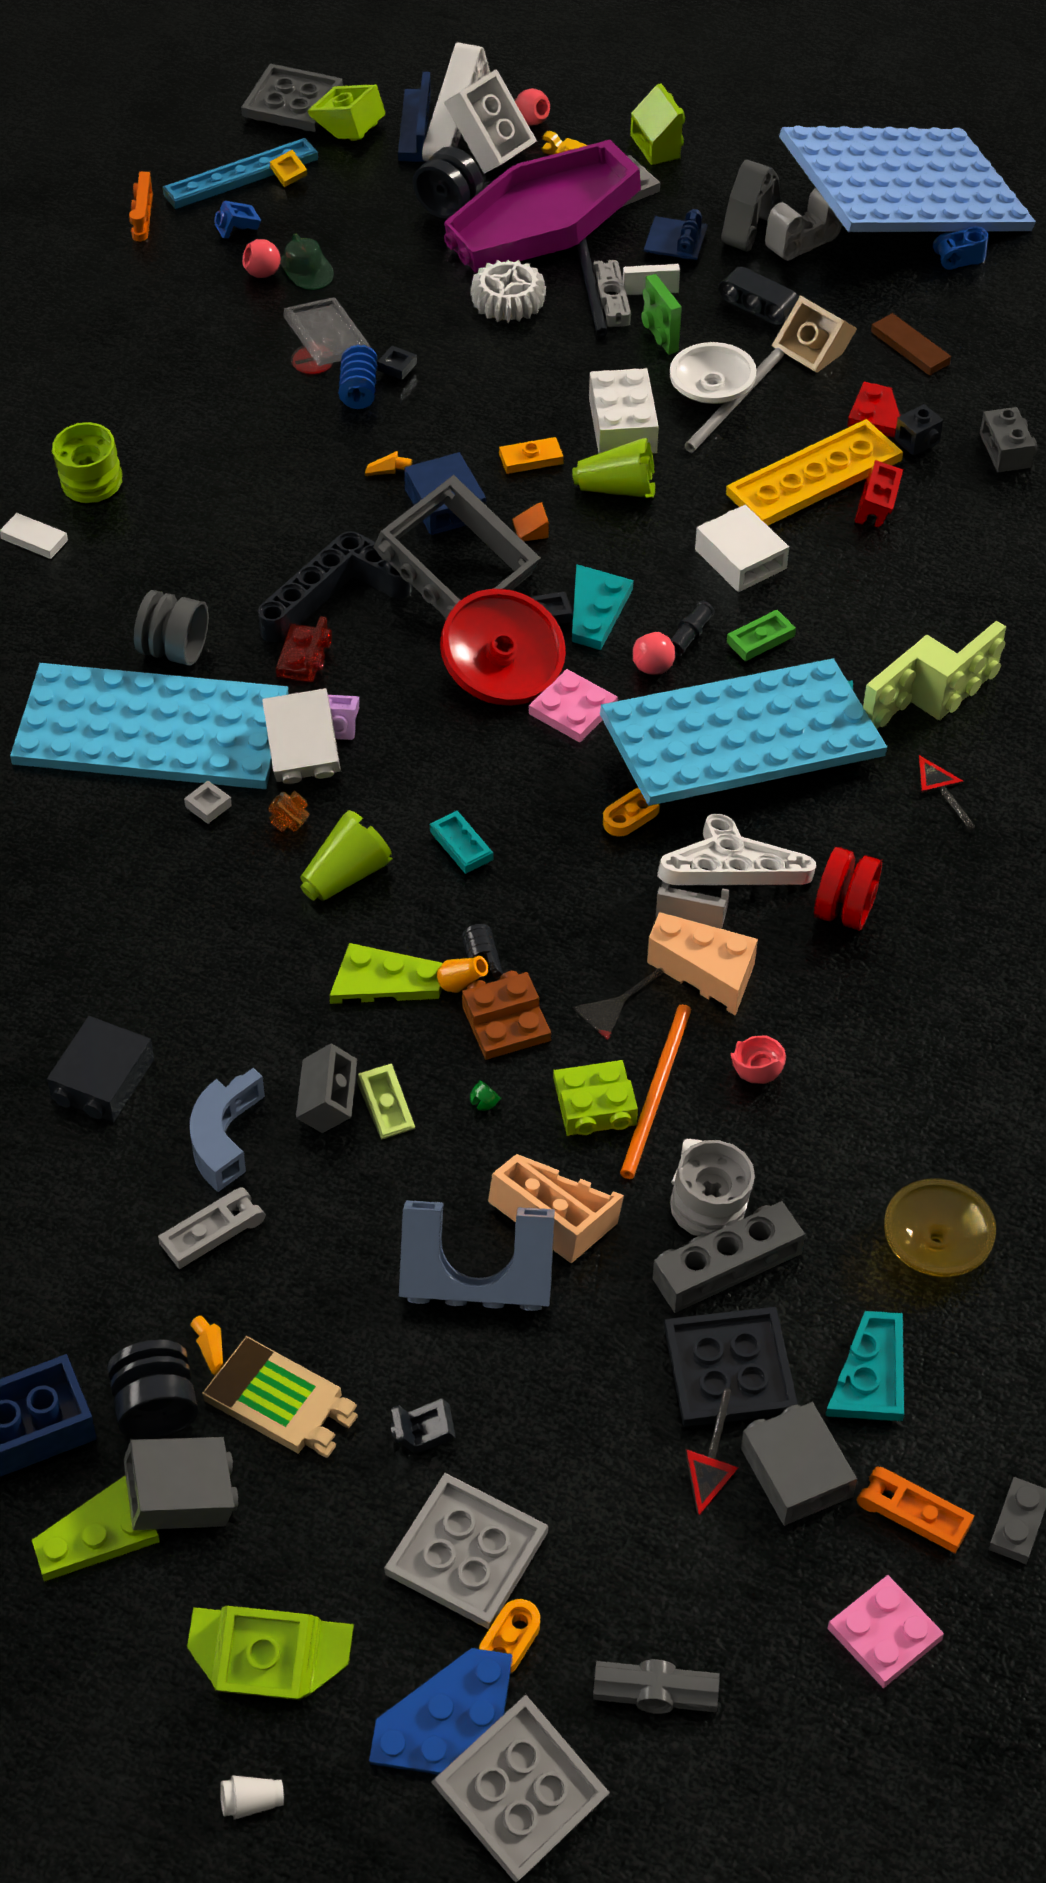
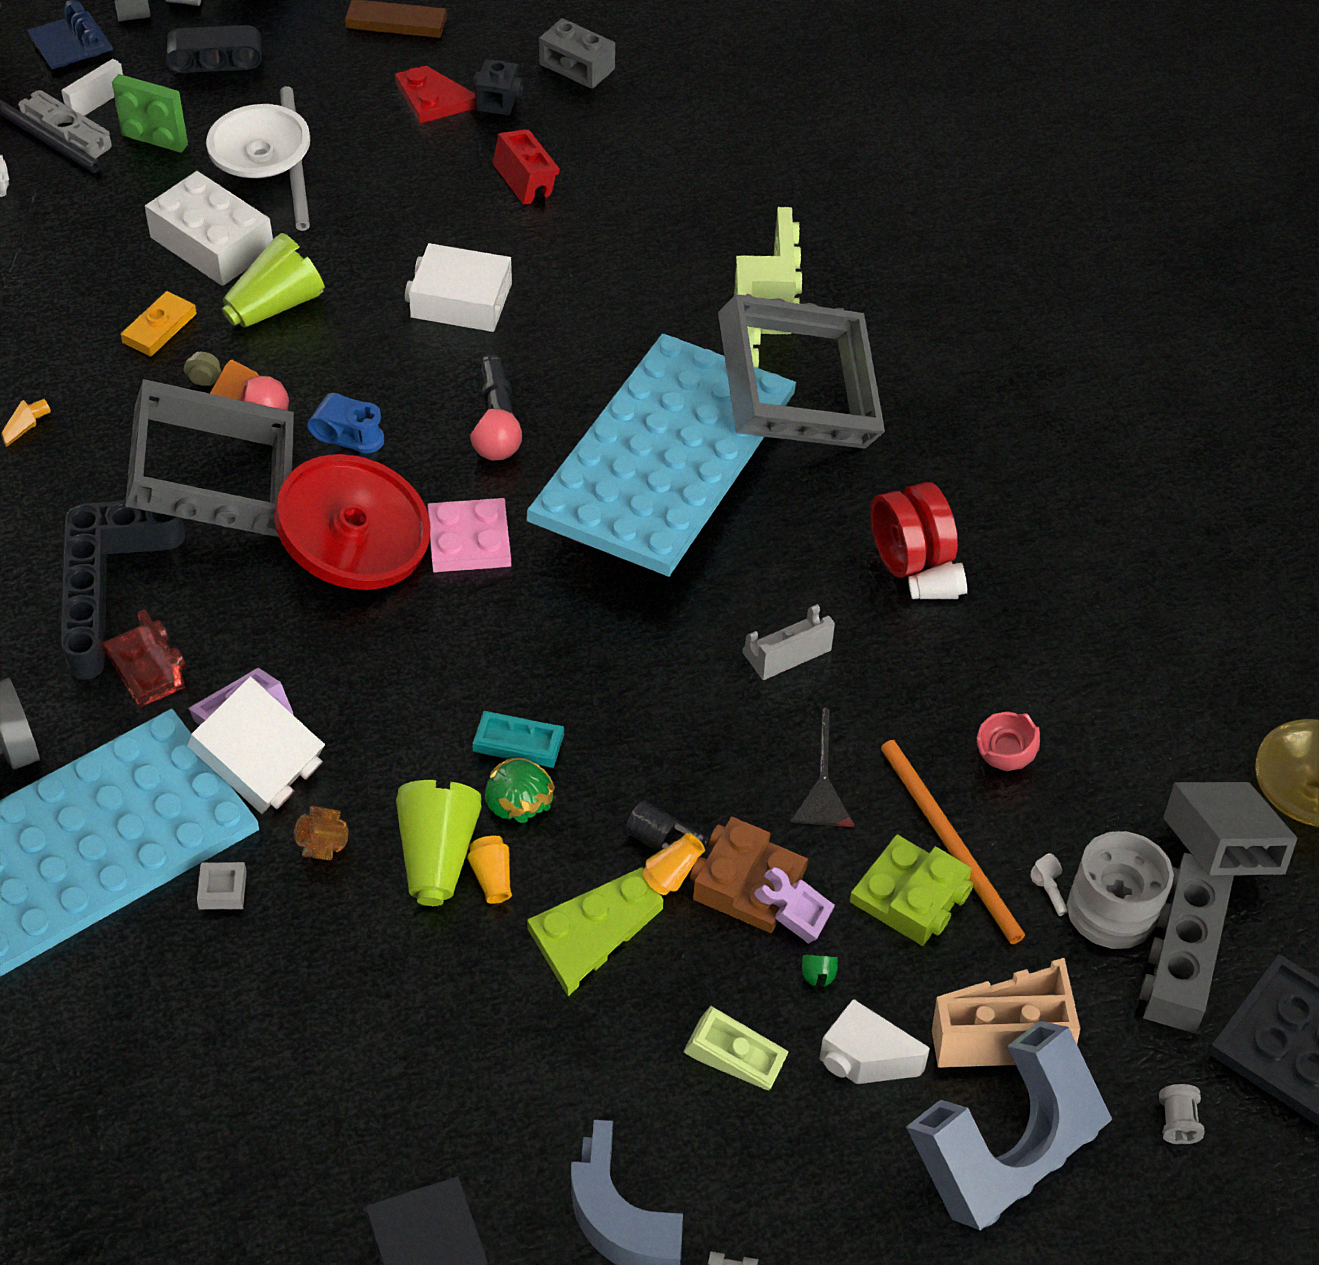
camera: 45 degrees left, 0 degrees up
(326, 1088) = (680, 1082): dark grey brick -> none
(362, 900) = (491, 866): none -> light orange cone
(427, 476) = (103, 410): dark blue brick -> none
(429, 870) = (519, 790): none -> green hair
(456, 1157) = (871, 1048): none -> white slope
(510, 1053) = (800, 905): none -> lavender plate
(522, 498) = (202, 368): none -> olive plate
(537, 537) = (266, 392): none -> coral piece
(562, 585) = (344, 421): none -> blue piece
(597, 605) = (403, 444): teal wing -> none
(599, 1341) = (1181, 1114): none -> light grey bush
(627, 815) = (637, 599): light orange plate -> none
(703, 956) = (861, 683): light nougat wedge -> none
(745, 854) = (785, 563): white beam -> none
(761, 635) = (566, 356): bright green plate -> none
(813, 335) = (306, 56): tan slope -> none
(814, 472) = (444, 180): yellow plate -> none
(828, 1209) = (1229, 828): none -> dark grey brick
(837, 937) = (939, 582): none -> white cone
(855, 776) = (784, 422): none -> dark grey window
(934, 778) = (836, 384): piece -> none

